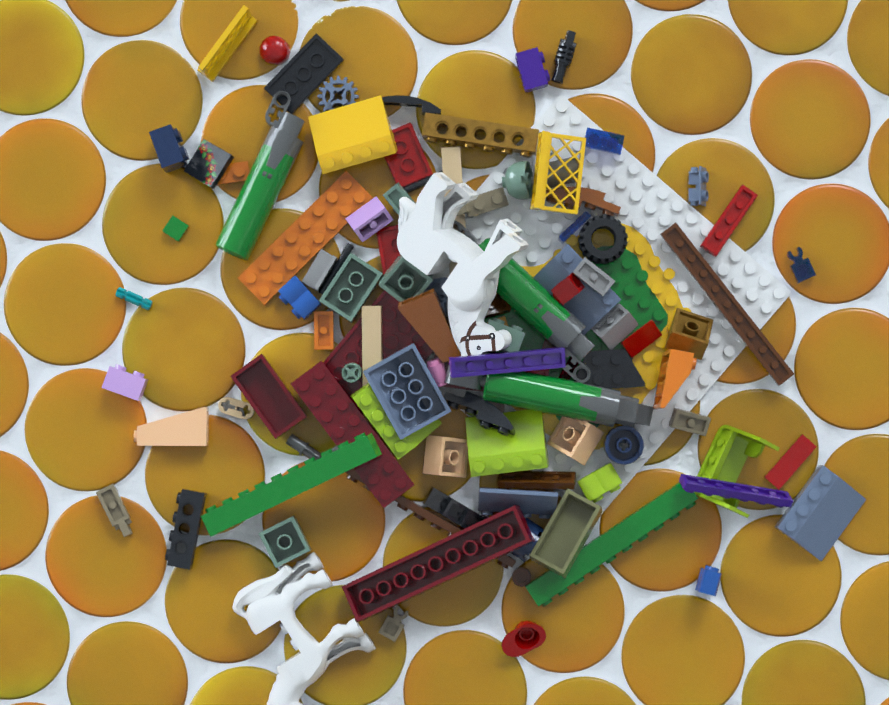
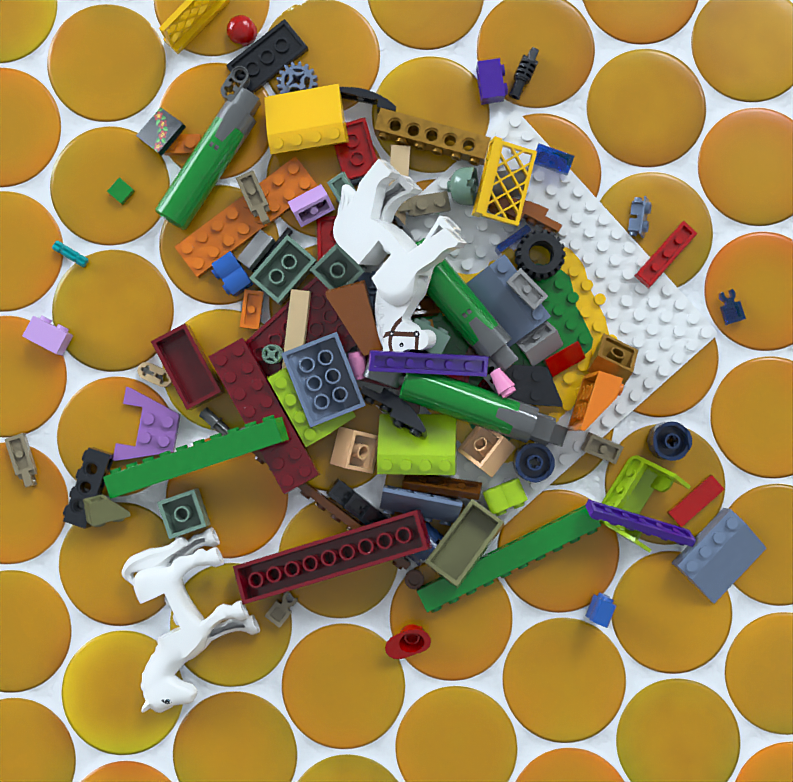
camera: 10 degrees right, 0 degrees up
(168, 148) = (123, 109): dark blue brick -> none
(178, 430) = (97, 388): light nougat slope -> none
(206, 548) = (102, 510): none -> olive slope
(244, 464) = (156, 429): none -> medium lavender wing
(311, 217) = (254, 196): none -> dark tan hinge
(567, 289) = (498, 298): red brick -> none
(582, 372) = (502, 383): none -> bright pink cone
(727, 304) = (654, 336): reddish brown plate -> none
(760, 396) = (676, 449): none -> dark blue brick

